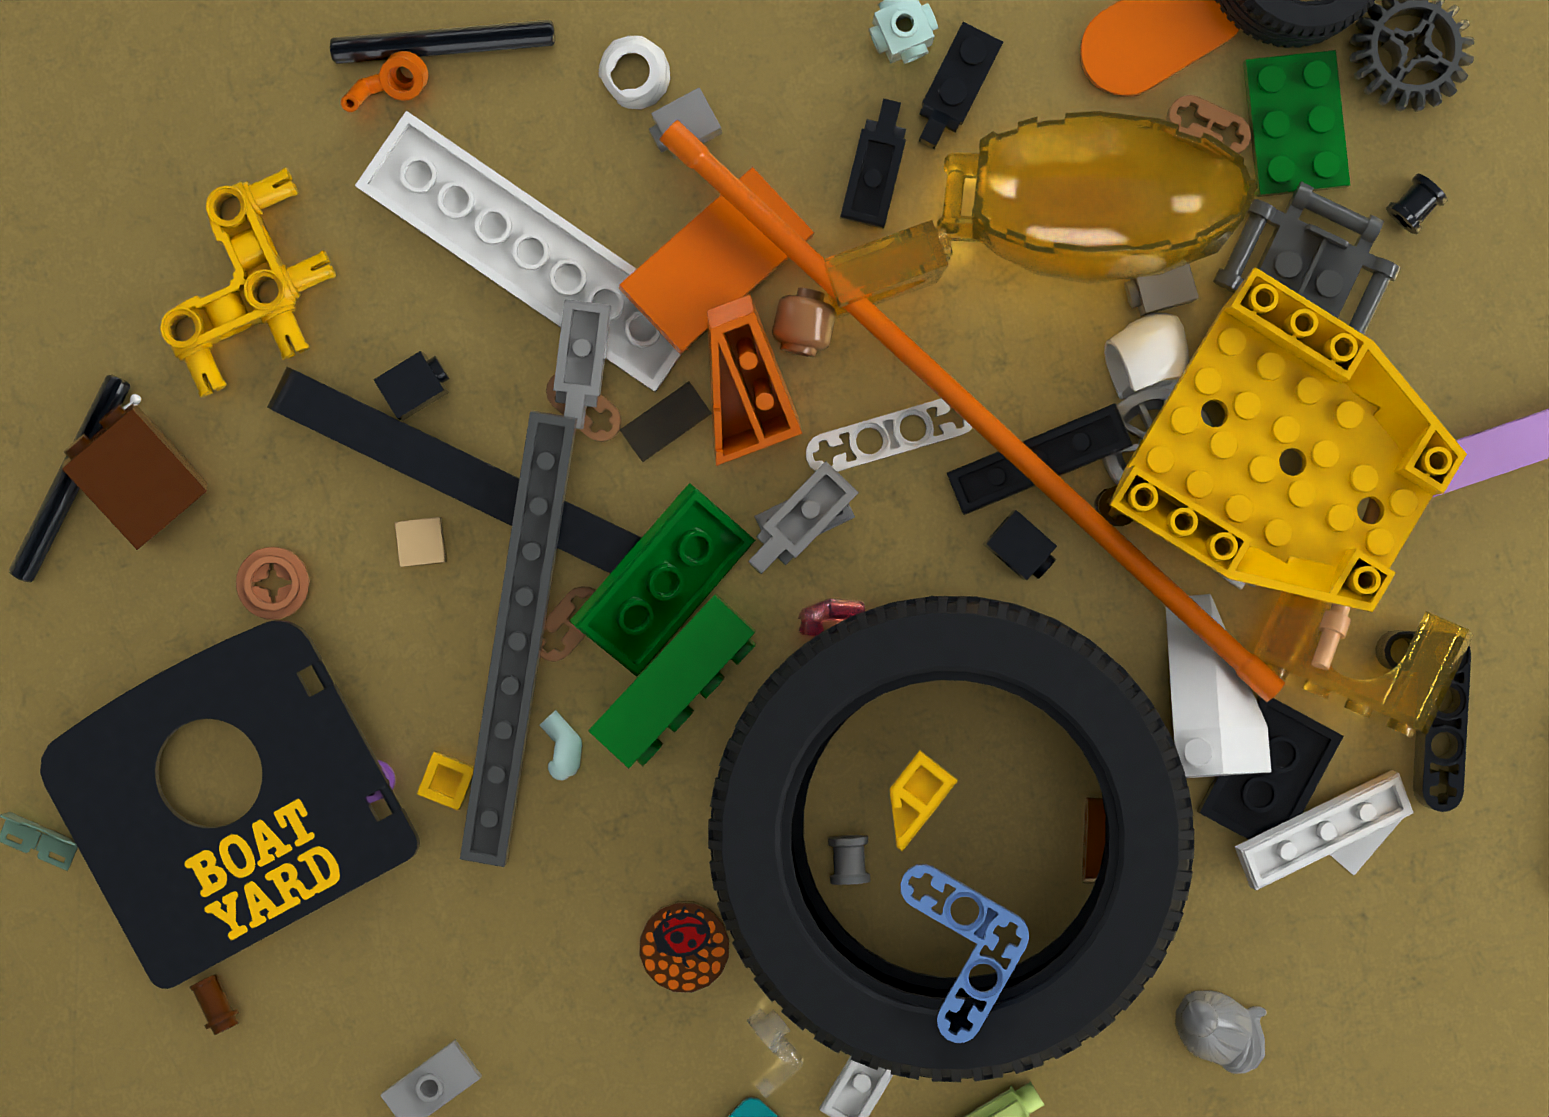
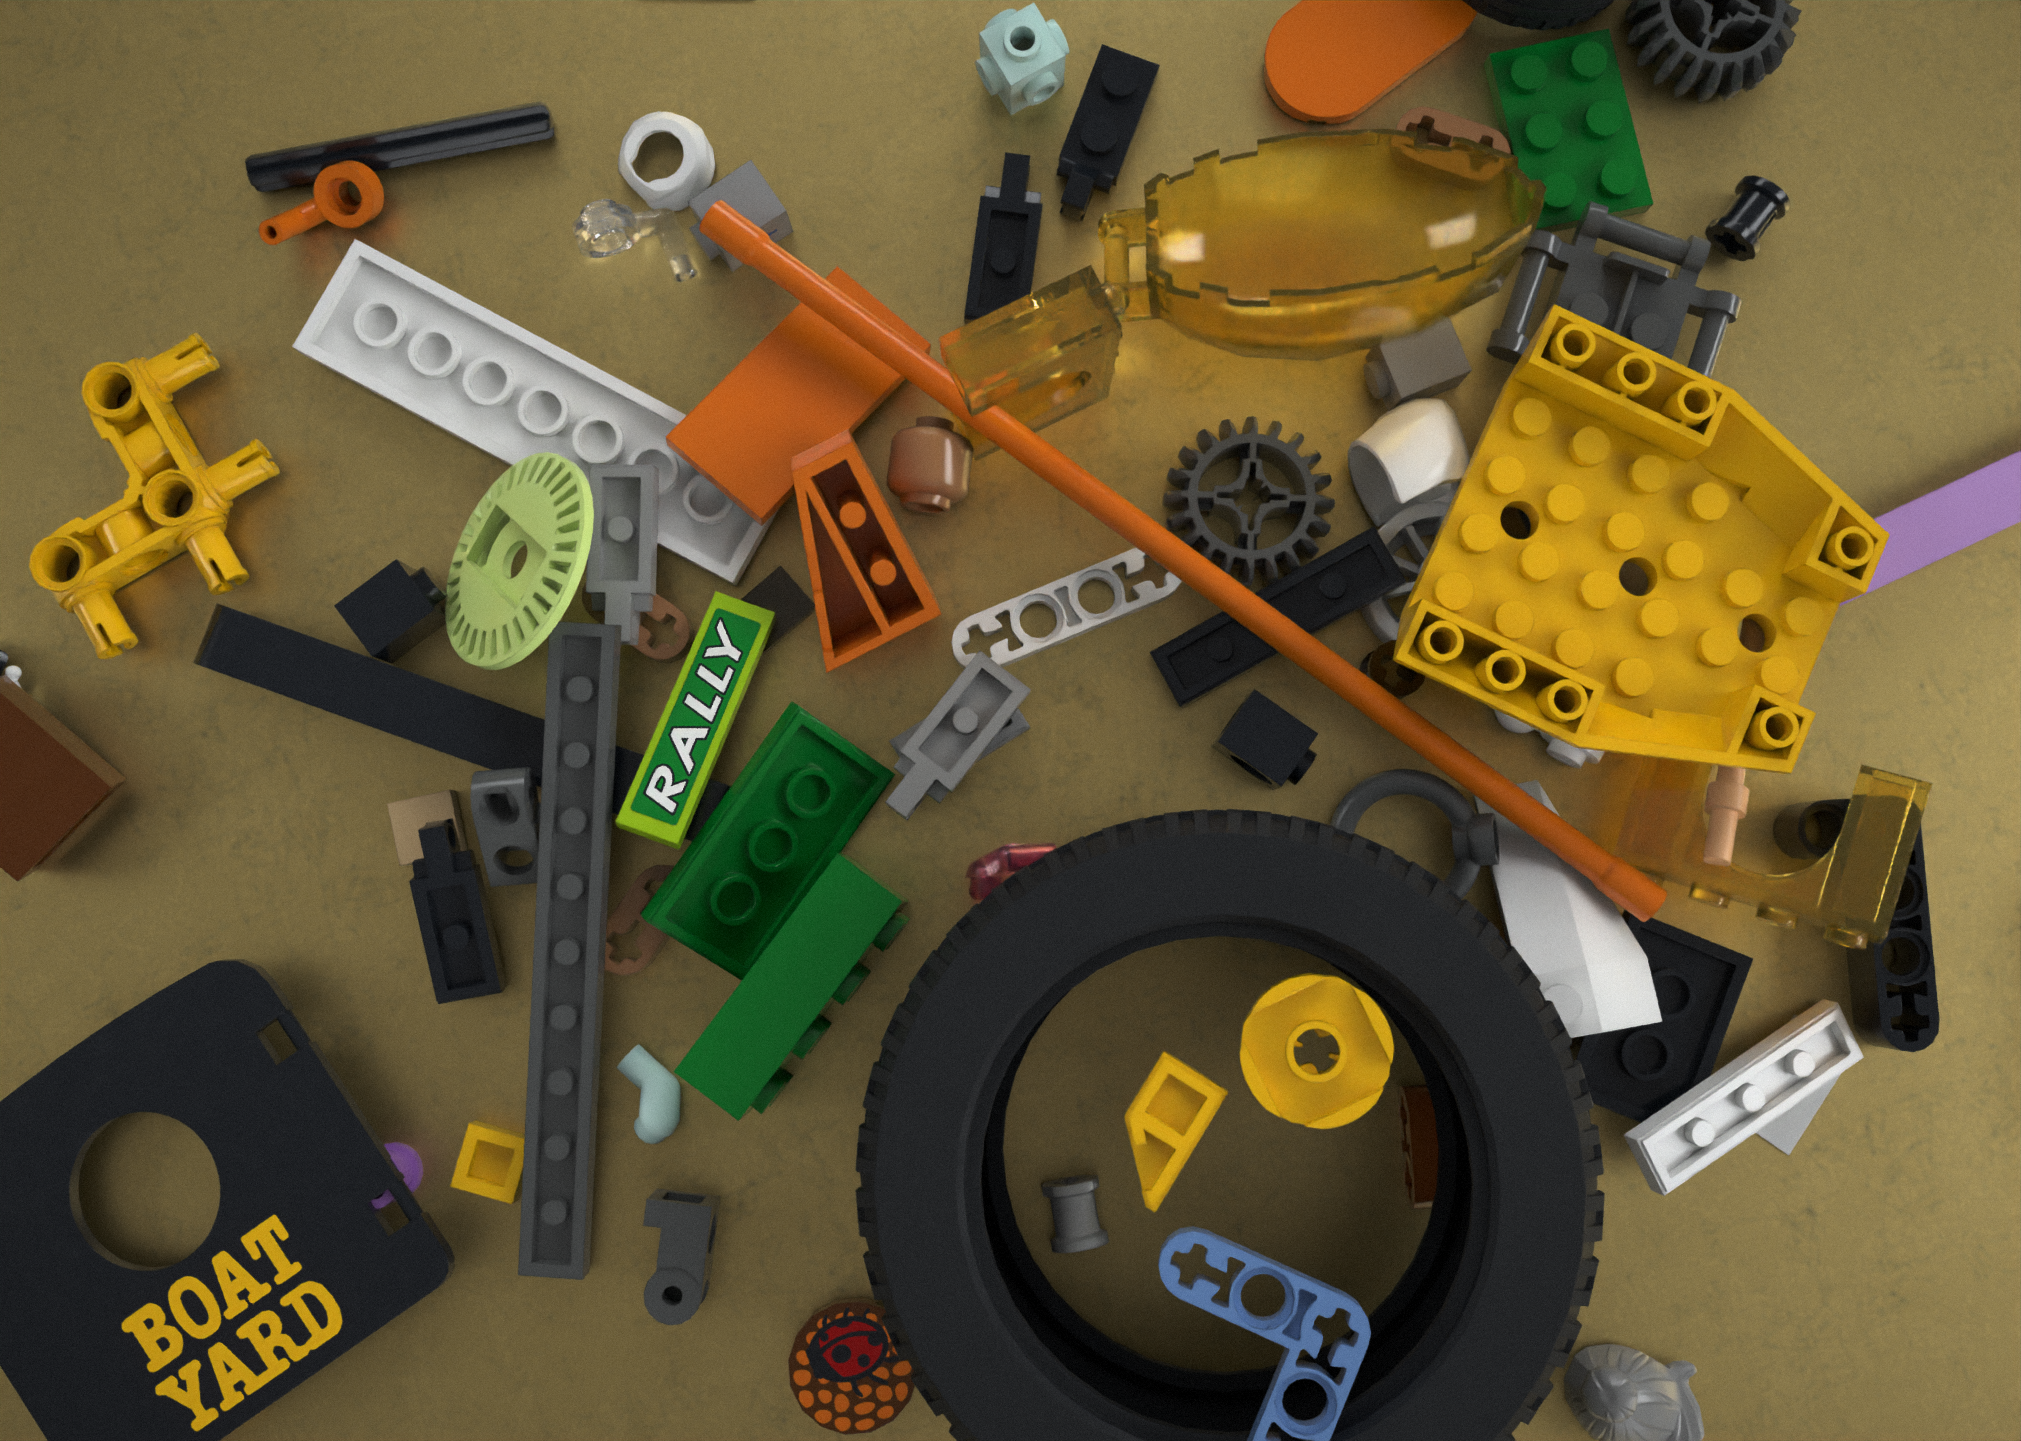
camera: 10 degrees left, 5 degrees down
(259, 599) = (203, 888): nougat gear -> none
(437, 608) = (454, 917): none -> black hinge
(484, 545) = (506, 820): none -> dark grey leg
(516, 321) = (534, 504): none -> yellowish green piece
(572, 872) = (684, 1253): none -> dark grey leg
(589, 121) = (612, 228): none -> clear plate
(622, 488) = (696, 721): none -> tile
(1003, 784) = (1300, 1091): none -> yellow plate
(1034, 335) = (1275, 500): none -> dark grey gear
(1157, 629) = (1473, 834): none -> dark grey piece

